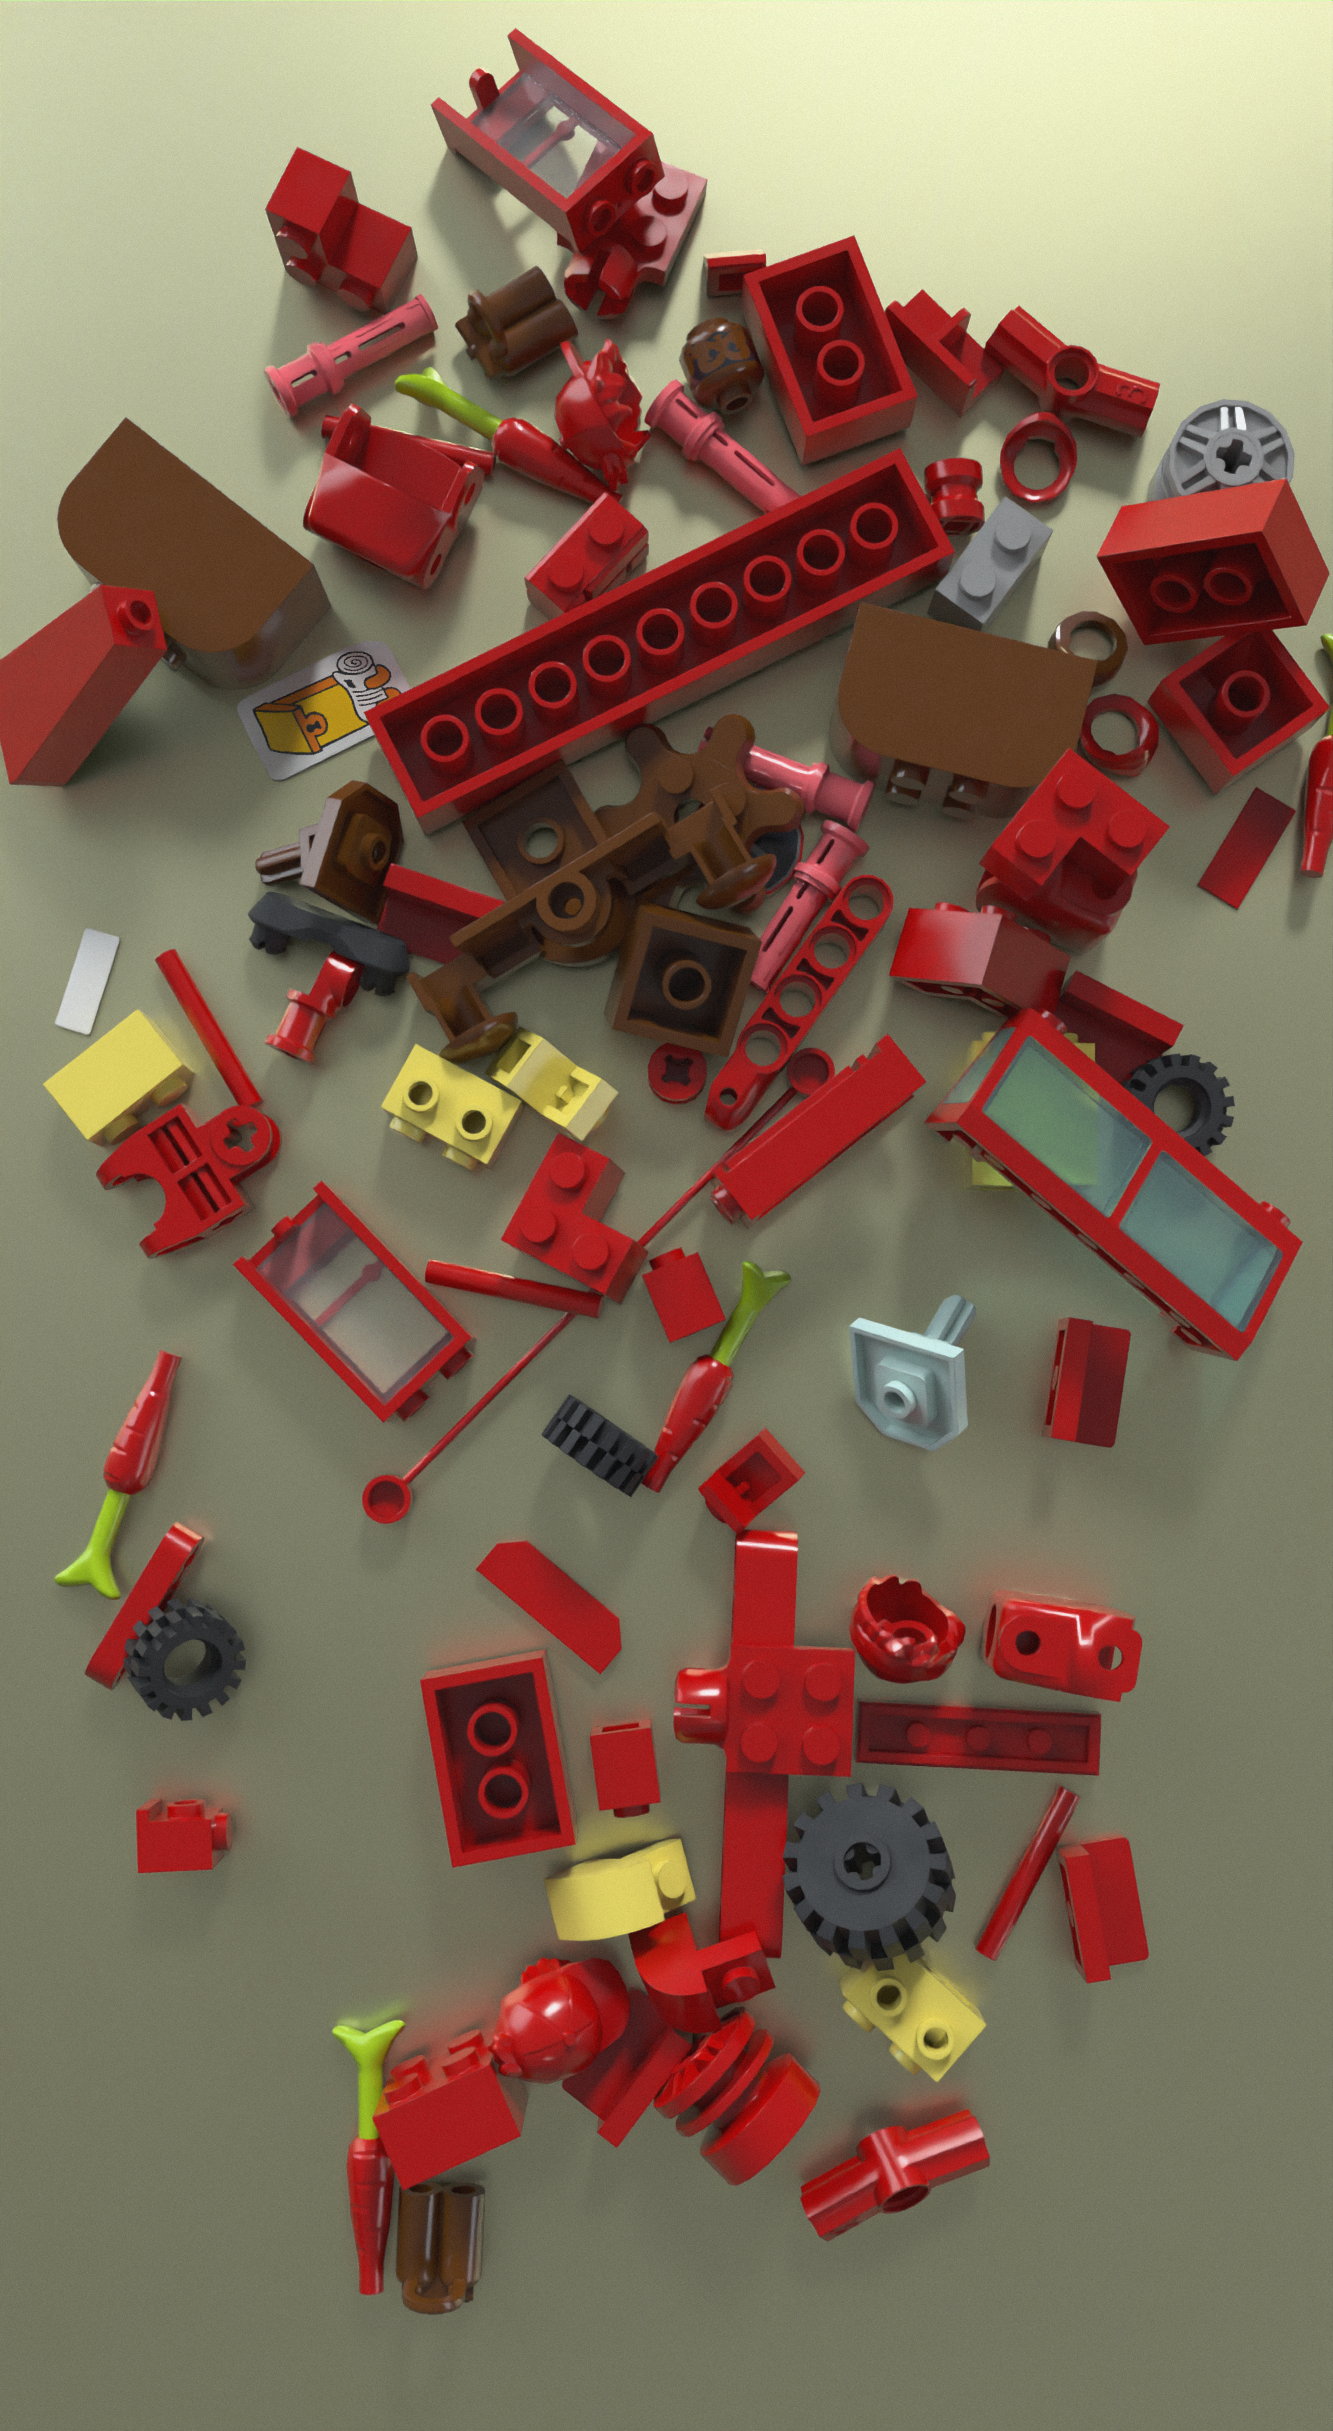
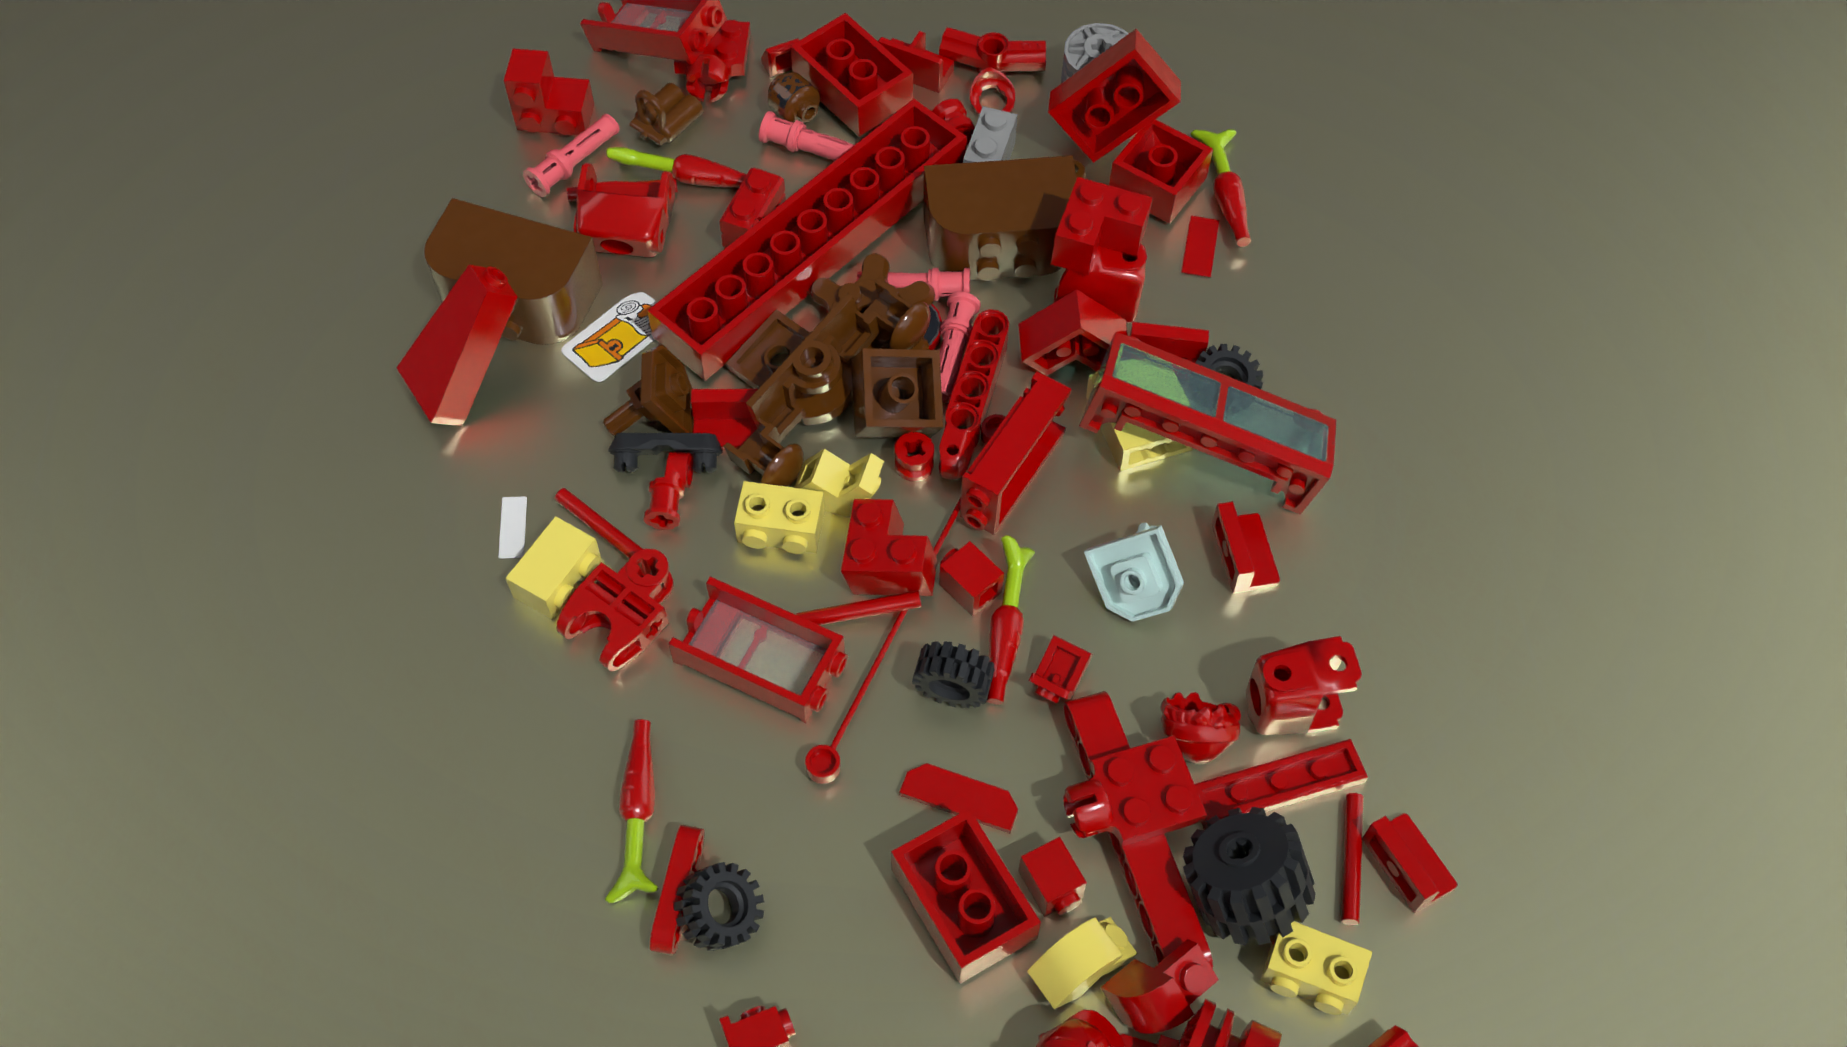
camera: 20 degrees left, 25 degrees down
(601, 413) = (730, 137): red hair -> none

